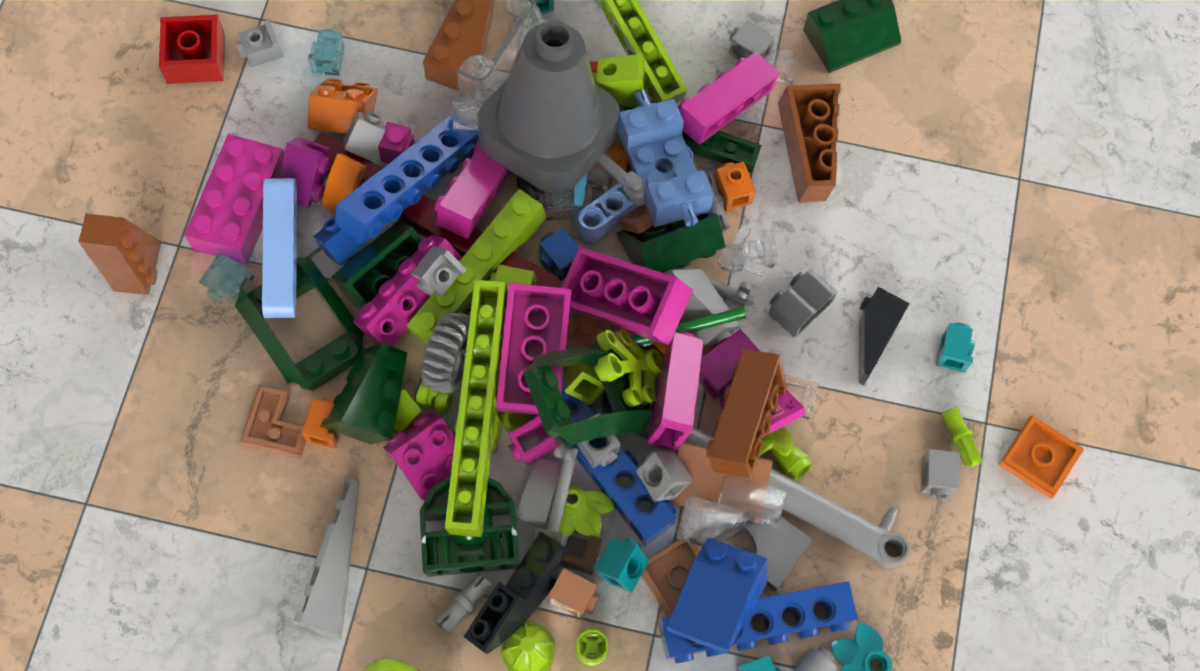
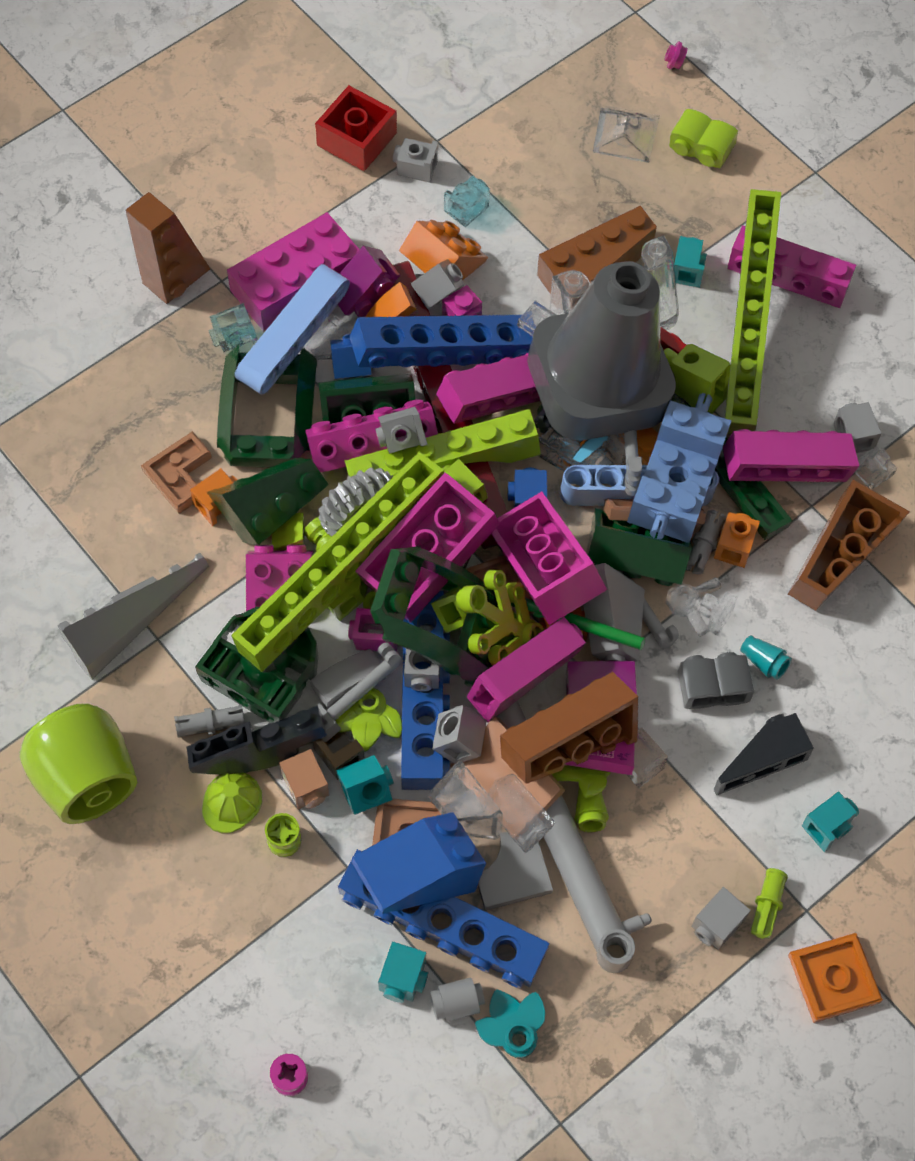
camera: 40 degrees right, 5 degrees down
(821, 259) = (766, 657): none -> teal cone

